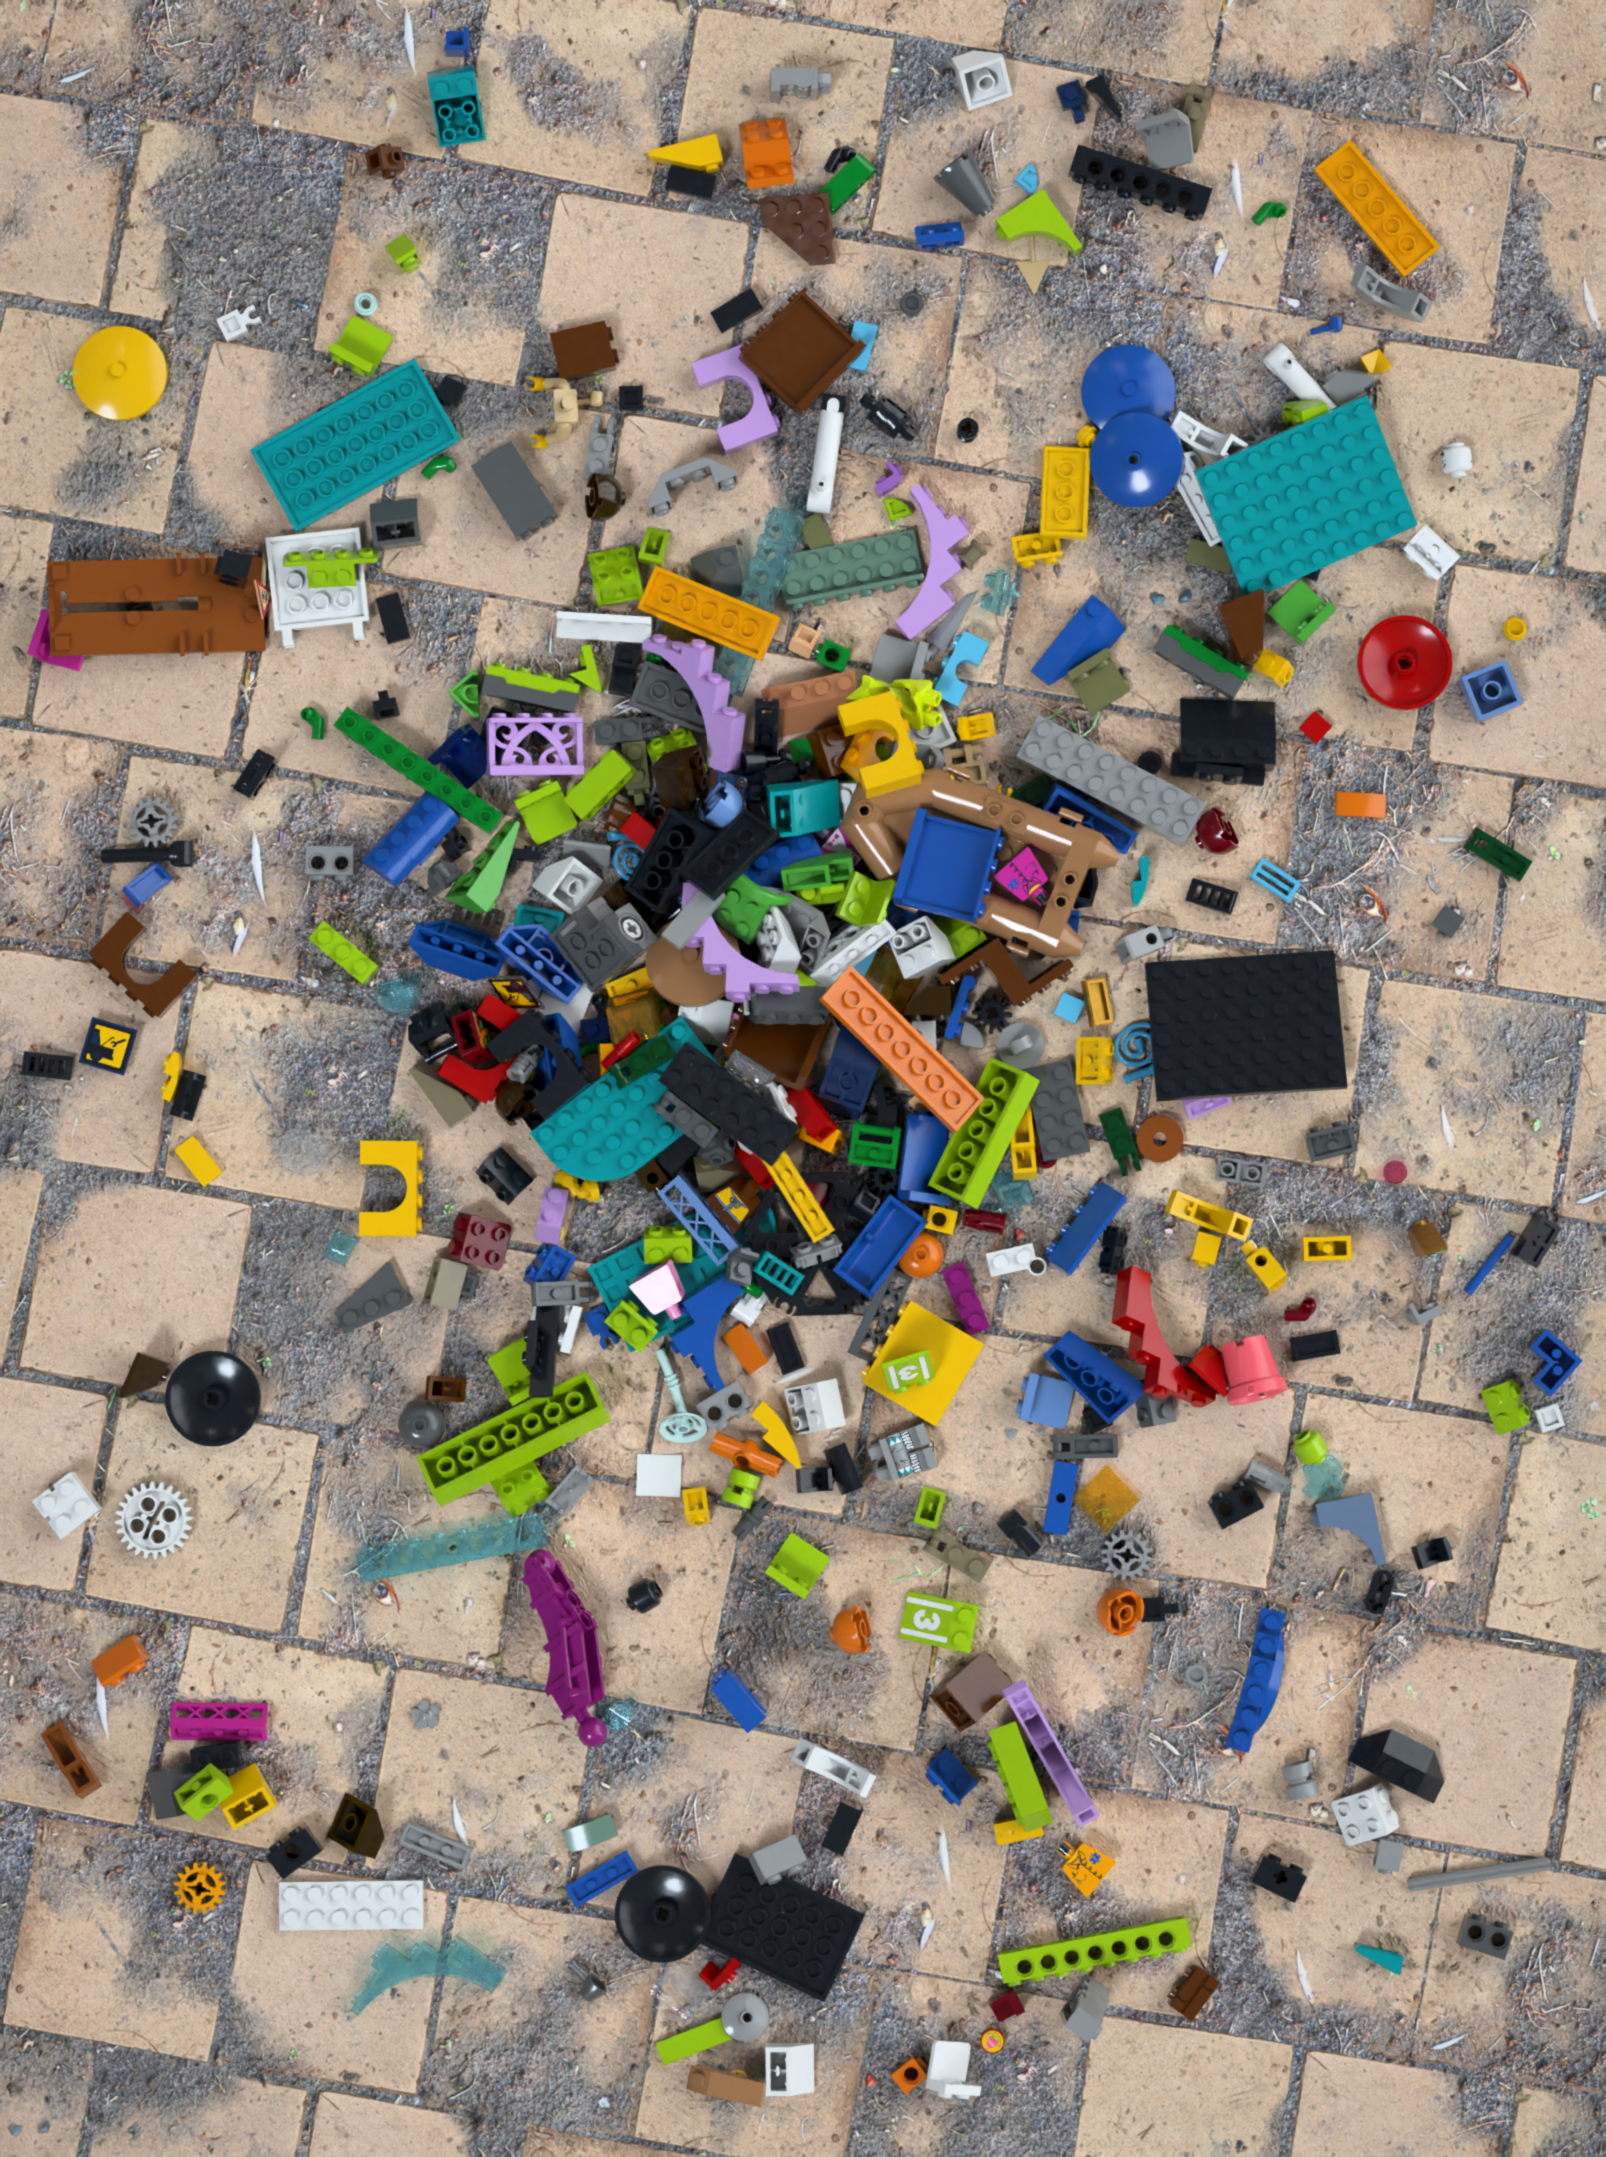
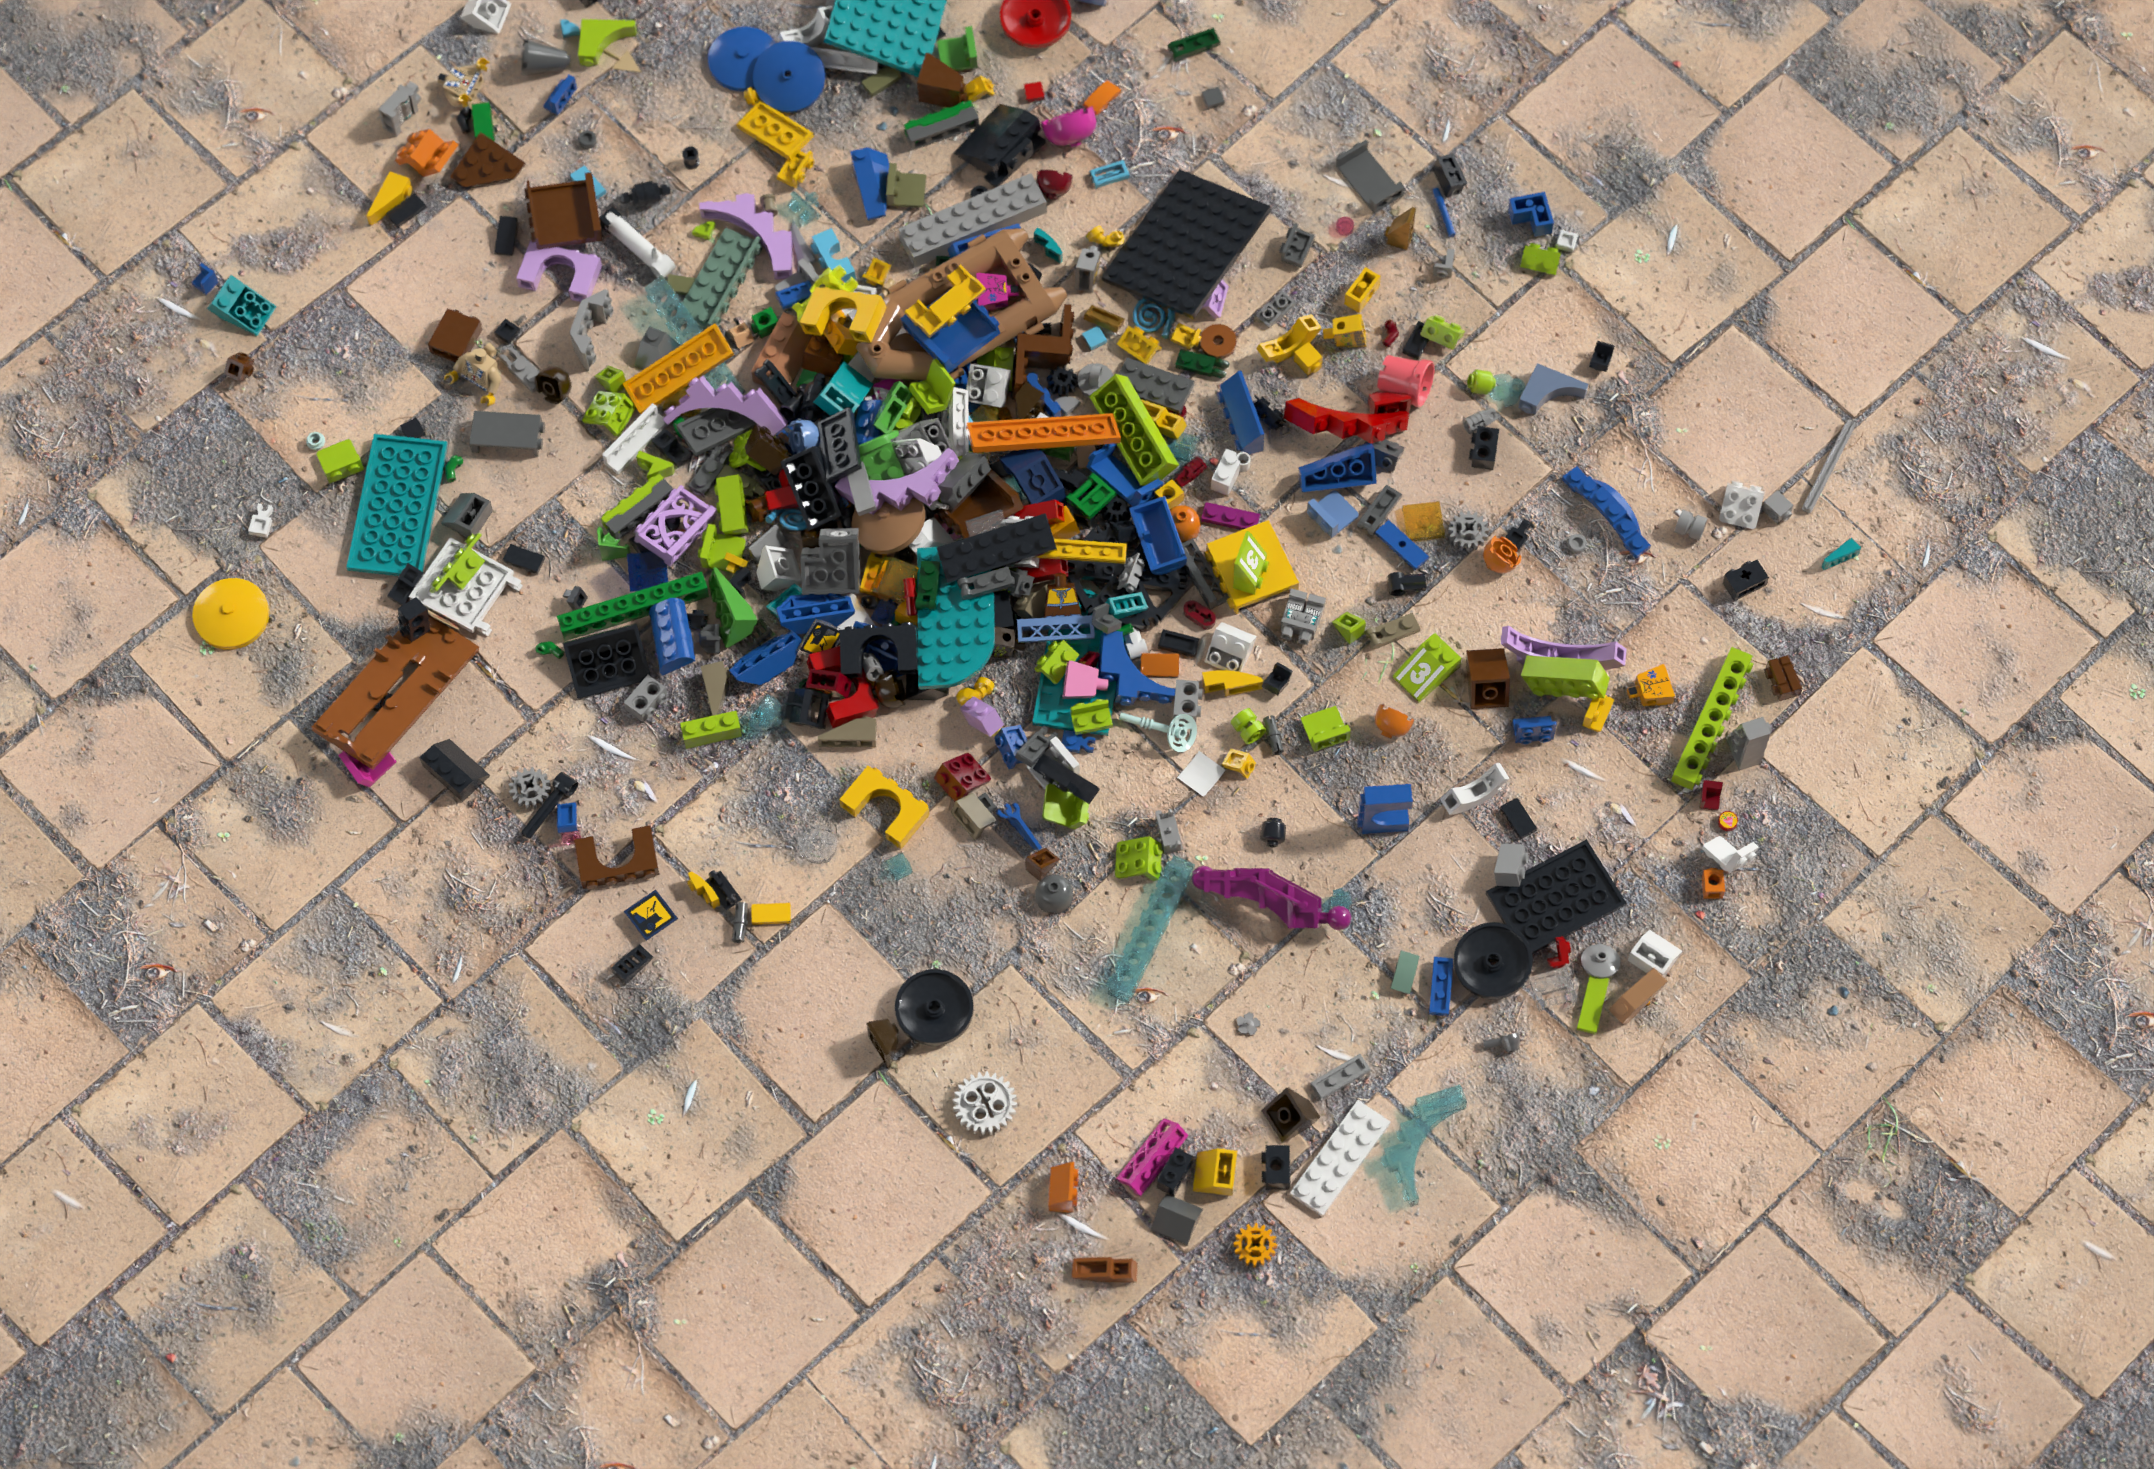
camera: 55 degrees left, 20 degrees down
(67, 1505) = (931, 1147): white piece -> none
(119, 730) = (453, 768): none -> black slope
(165, 1138) = (739, 922): none -> dark grey pin
(203, 1792) = (1192, 1188): lime brick -> none
(255, 774) = (552, 705): black bracket -> none
(274, 524) = (405, 584): none -> black slope
(343, 789) = (606, 660): none -> black slope
(373, 1300) = (949, 869): dark grey wing -> none
(396, 919) = (716, 684): none -> dark tan slope
(403, 254) = (305, 395): lime slope -> none
(465, 1331) = (1016, 821): none -> blue flag
(504, 1176) = (933, 734): black bracket -> none
(513, 1439) = (1108, 838): lime brick -> none
(540, 838) = (734, 562): none -> yellow tile
(692, 1276) = (1090, 659): none -> dark red slope
(746, 1455) = (1238, 702): orange piece -> none
(838, 1347) = (1202, 612): none -> dark red beam
(843, 1468) = (1284, 654): black brick -> none
(876, 124) = (463, 83): none -> torso
(884, 664) = (793, 294): none -> blue plate
(887, 484) = (684, 218): medium lavender bracket -> none
(961, 852) = (950, 305): none -> yellow bracket
(1094, 1420) = (1367, 493): black tile -> none
(1138, 1103) = (1186, 336): none -> yellow bracket
(1198, 943) = (1114, 239): none -> yellow arm
(1214, 888) = (1098, 201): black slope -> none
(1291, 805) = (1070, 127): none -> dark pink cylinder
(1340, 1365) = (1442, 332): none -> lime bracket
(1373, 1590) = (1605, 404): black beam -> none
(1400, 1762) = (1722, 463): black wedge -> none
(1472, 1156) = (1368, 177): none -> dark grey panel
(1482, 1942) = (1875, 489): dark grey brick -> none

